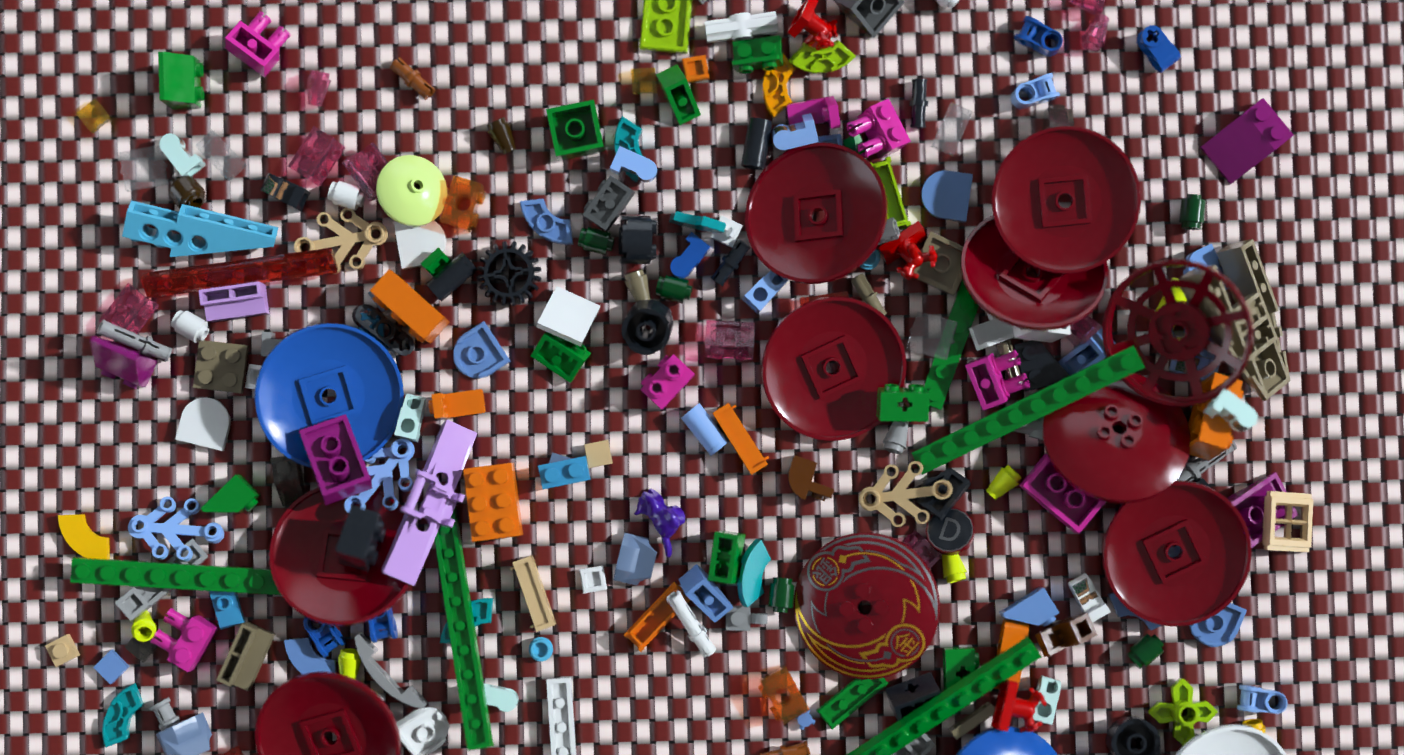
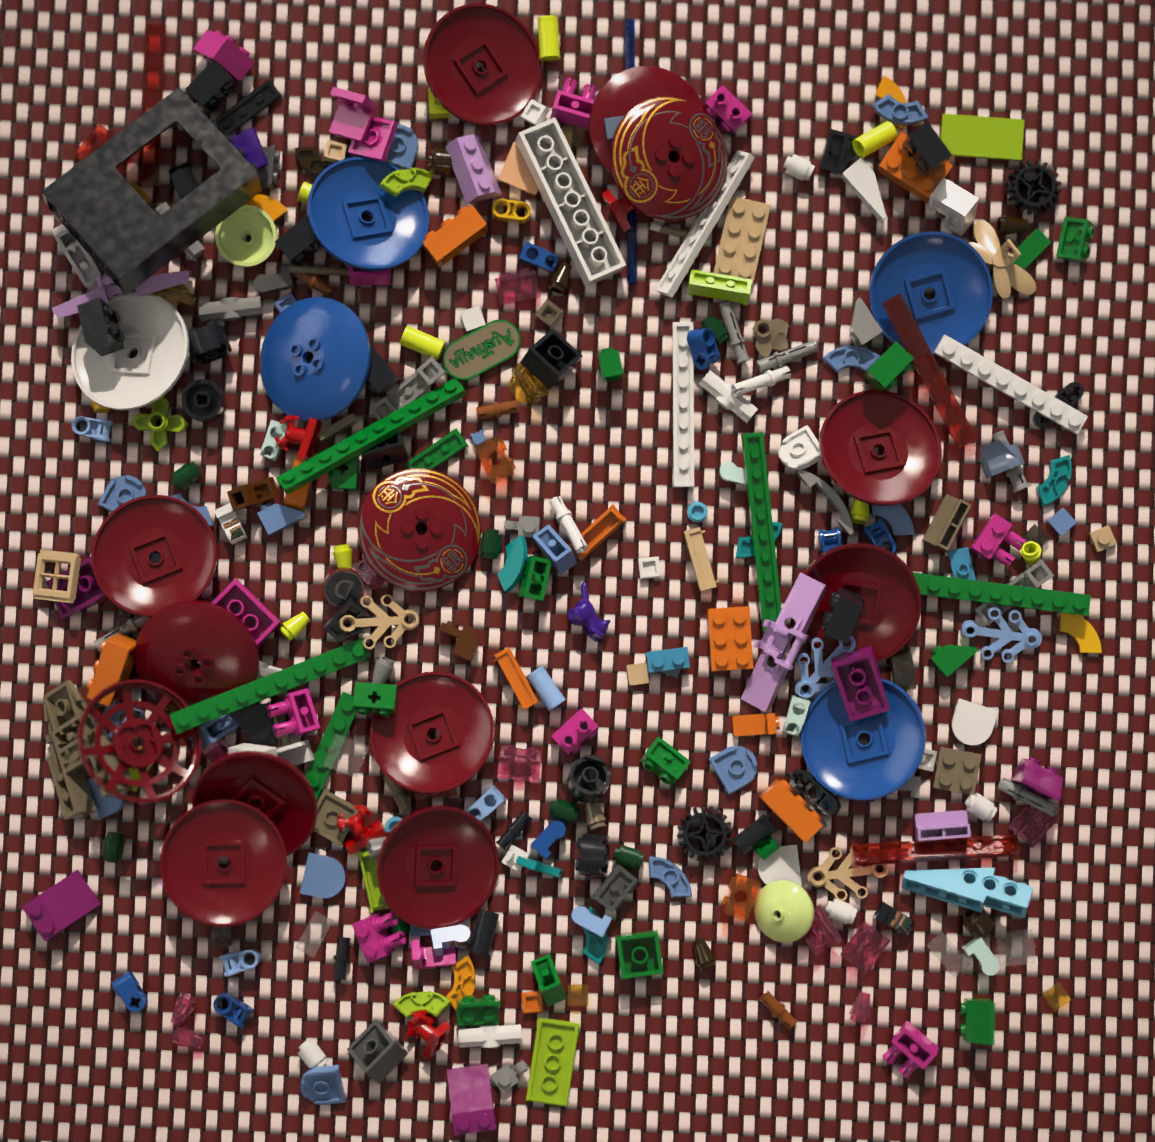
camera: 175 degrees left, 0 degrees up
(568, 316) = (656, 793): white tile -> none
(634, 560) = (612, 581): sand blue slope -> none
(1233, 410) = (97, 672): light aqua leg -> none

